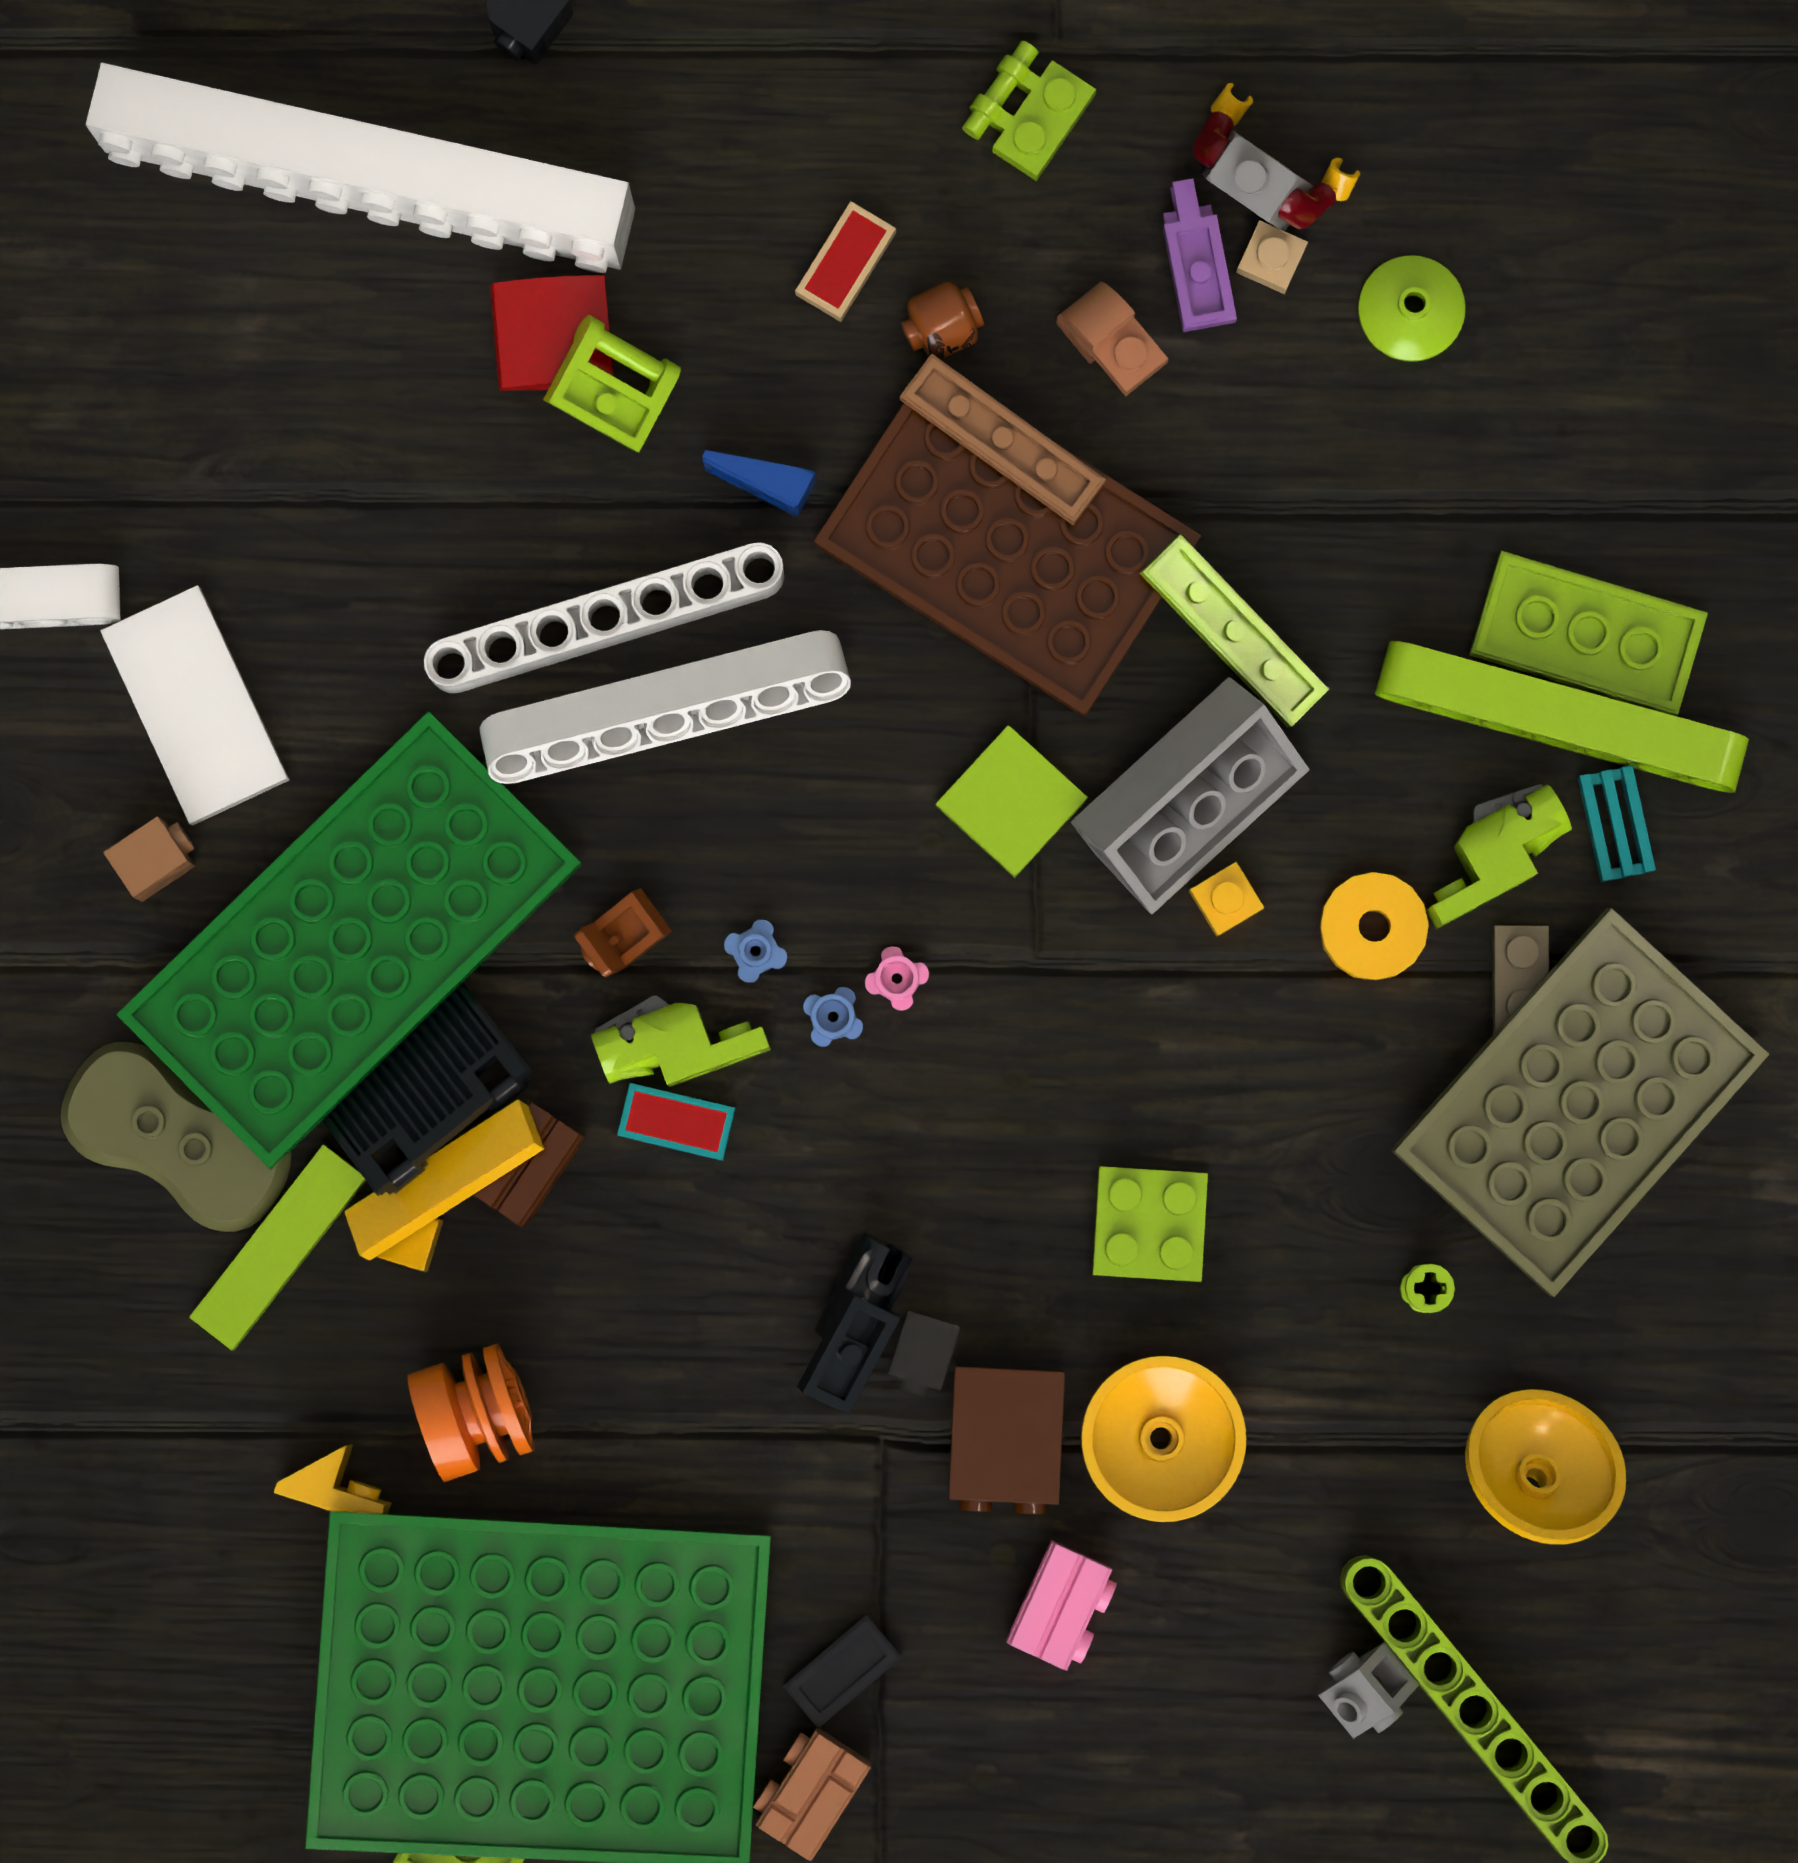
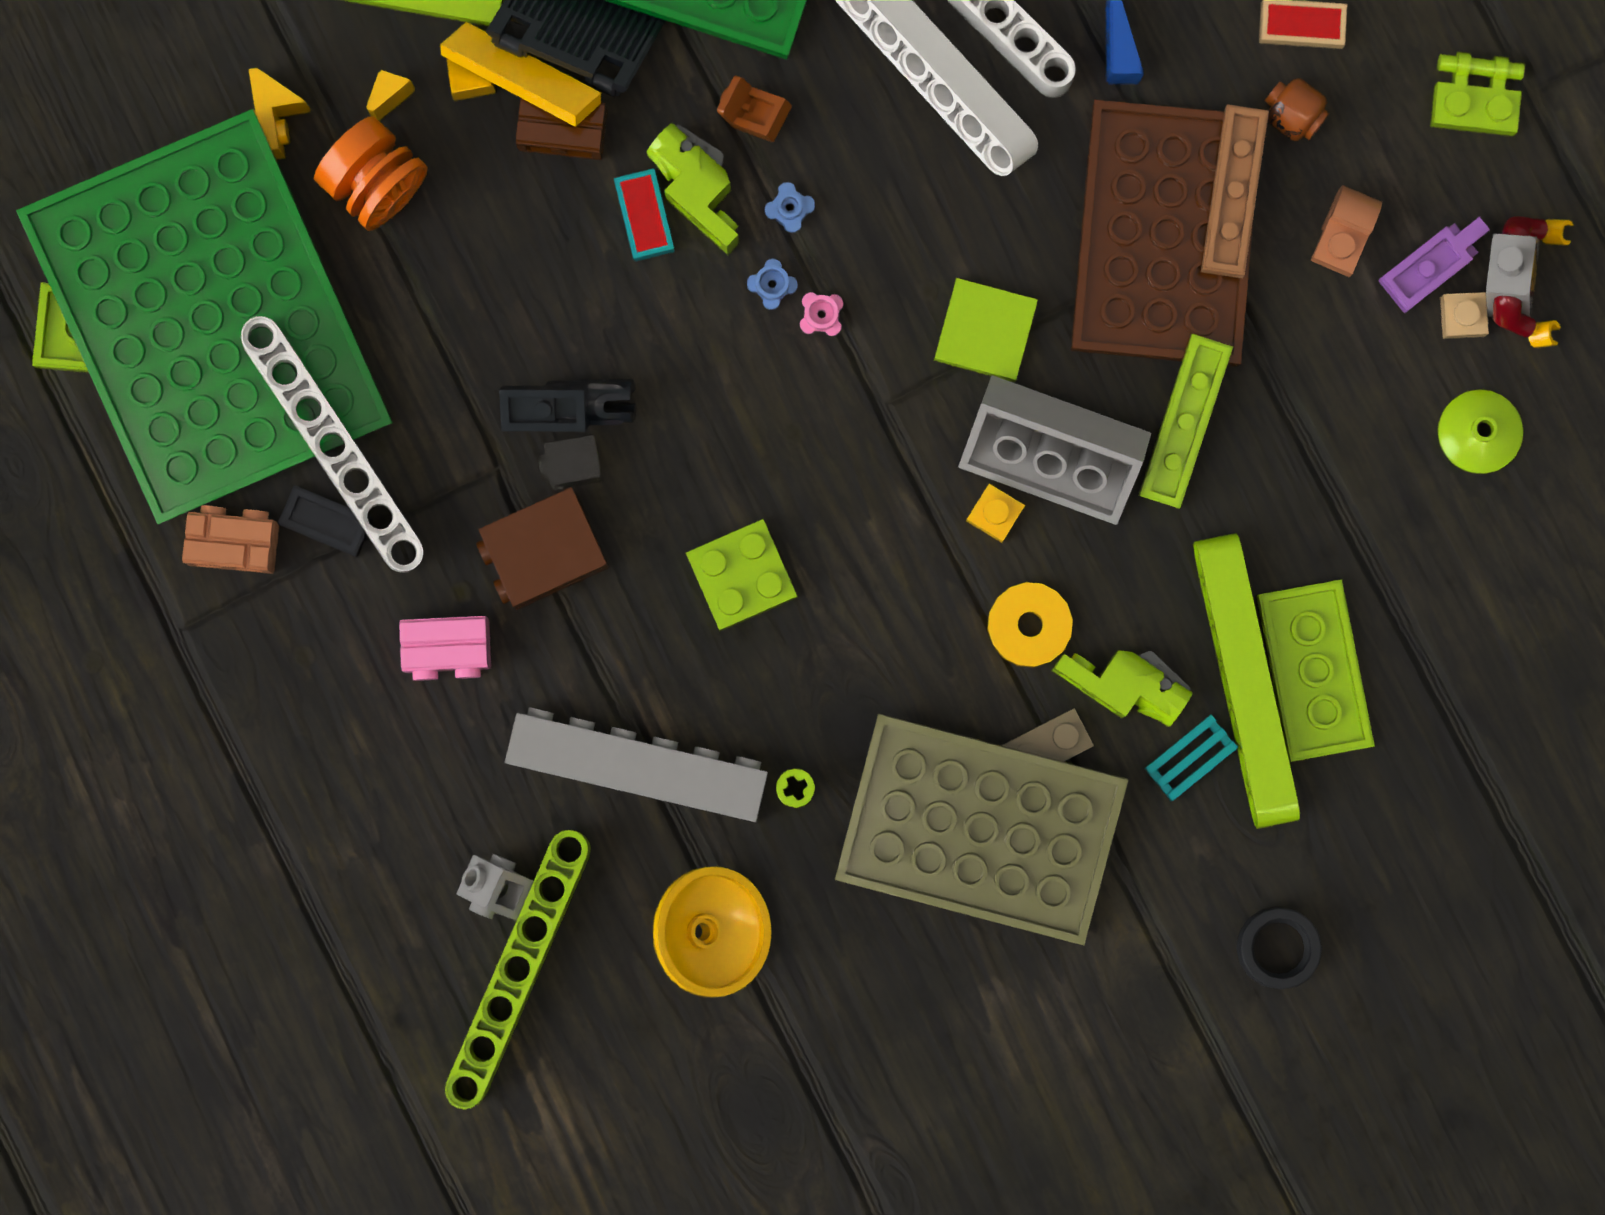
camera: 60 degrees right, 0 degrees up
(382, 1346) = (388, 93): none -> yellow slope
(794, 1622) = (328, 423): none -> white beam
(1203, 1446) = (589, 624): yellow dish -> none
(1311, 1456) = (635, 766): none -> light grey brick

